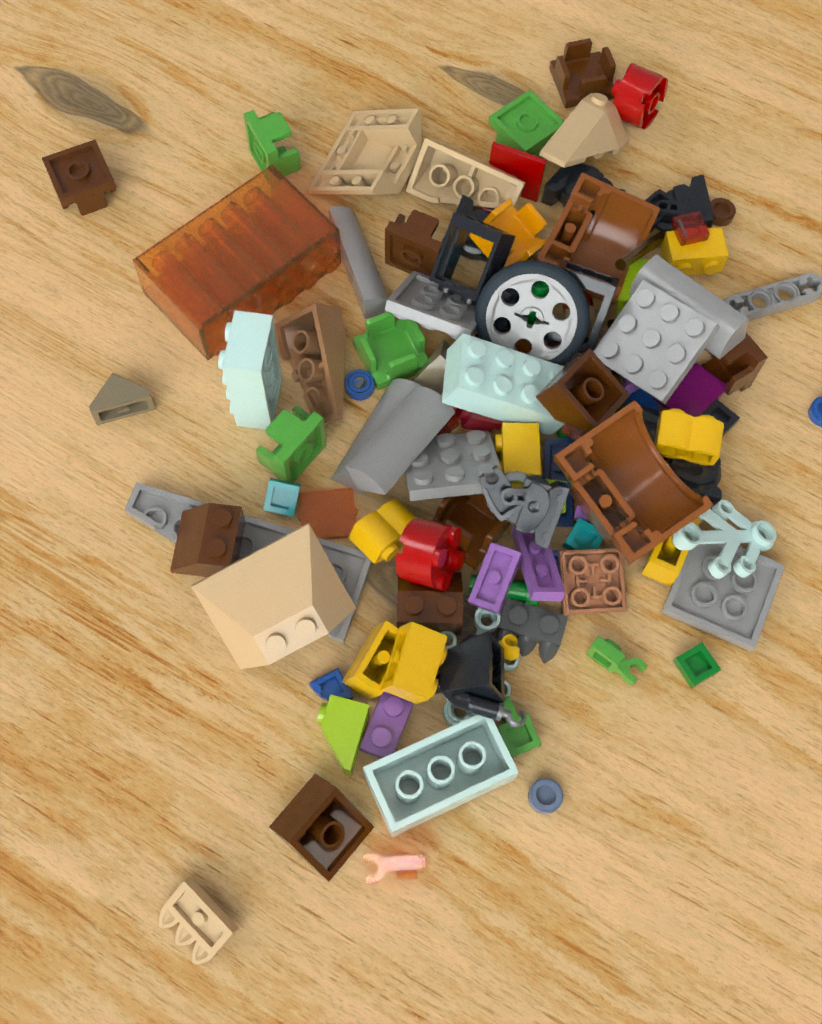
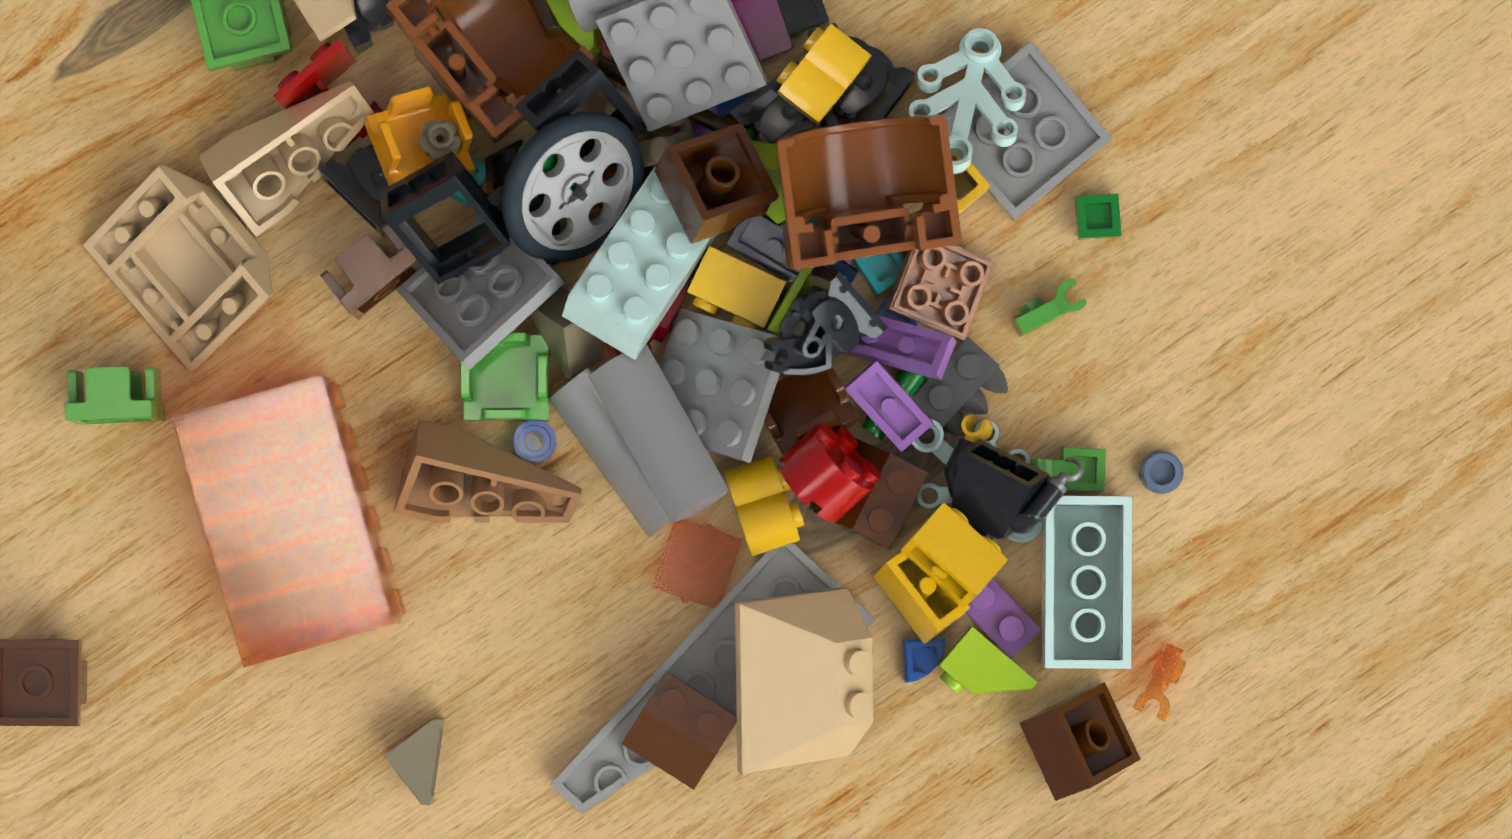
camera: 60 degrees left, 20 degrees up
(251, 369) = (487, 580): light aqua brick -> none
(281, 497) = (653, 611): teal plate -> none
(300, 442) = (594, 569): bright green panel -> none
(359, 262) = (349, 356): light grey brick -> none
(525, 245) = (431, 146): none -> dark tan plate

